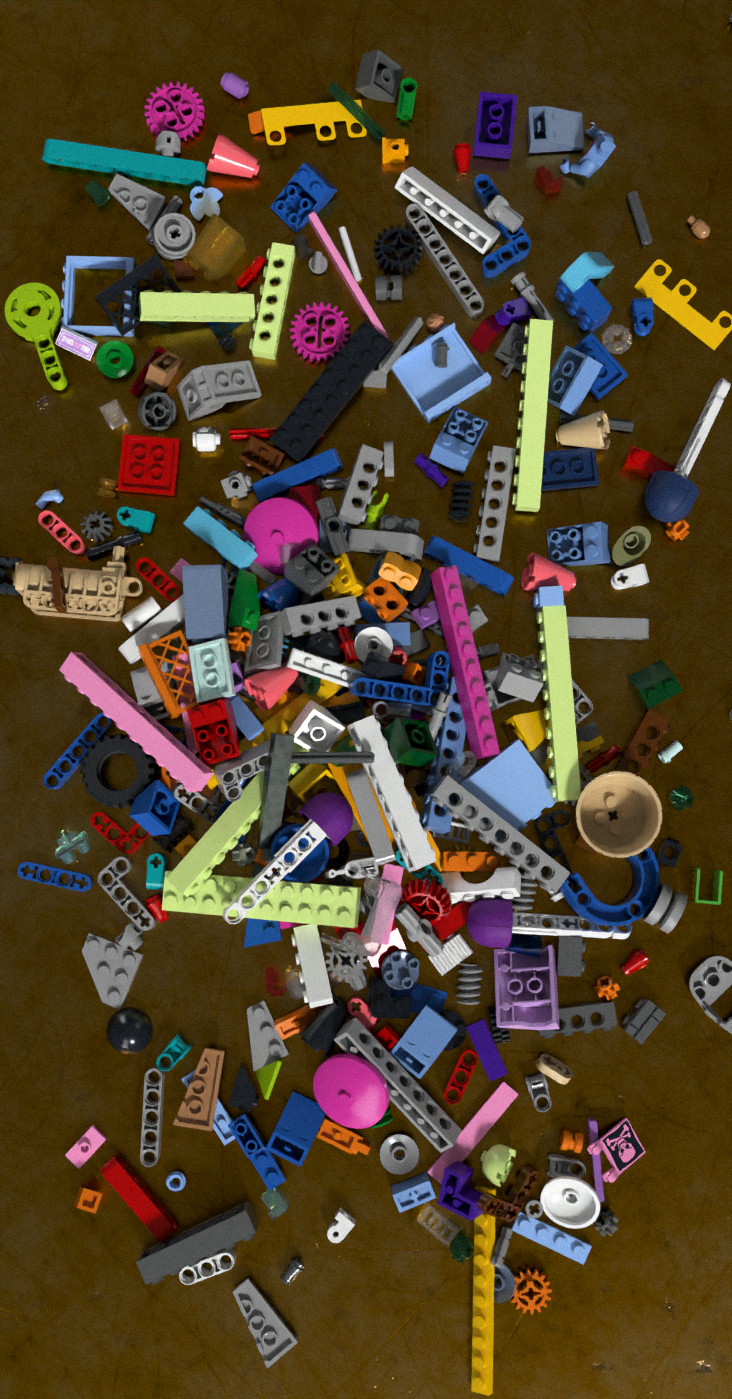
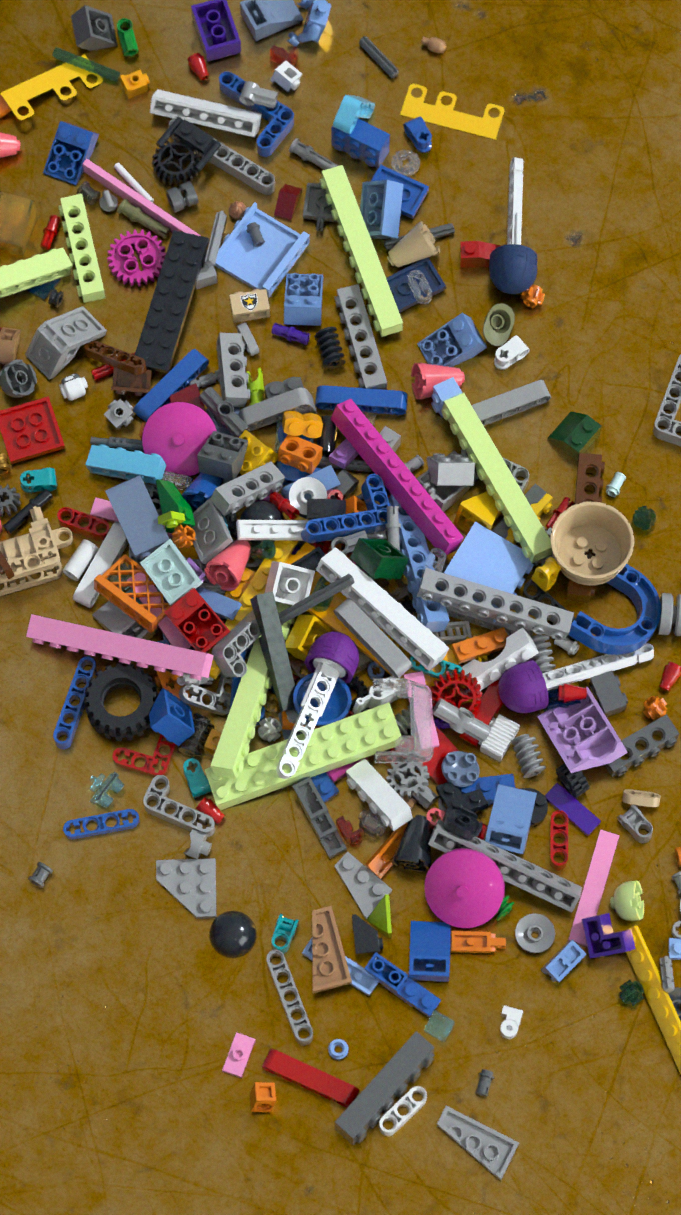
camera: 30 degrees left, 15 degrees down
(232, 620) = (171, 519): none -> lime plate
(251, 959) = (319, 818): none -> dark grey slope
(259, 425) = (98, 350): none -> reddish brown beam
(338, 288) = (136, 214): none -> olive pin
(365, 1034) = (462, 822): none -> black plate
(405, 425) = (249, 305): none -> tan brick
(423, 231) = (192, 136): none -> black plate
(434, 1230) = (602, 976): clear slope -> none
(513, 311) = (303, 173): dark purple piece -> none
(513, 1202) = (661, 908): reddish brown beam -> none
(532, 945) = (571, 693): none -> red cone
(542, 203) = (287, 76): none -> white brick
(562, 821) = (546, 575): none -> yellow piece
(568, 475) = (416, 289): none -> clear beam
(660, 854) = (655, 577): black brick -> none

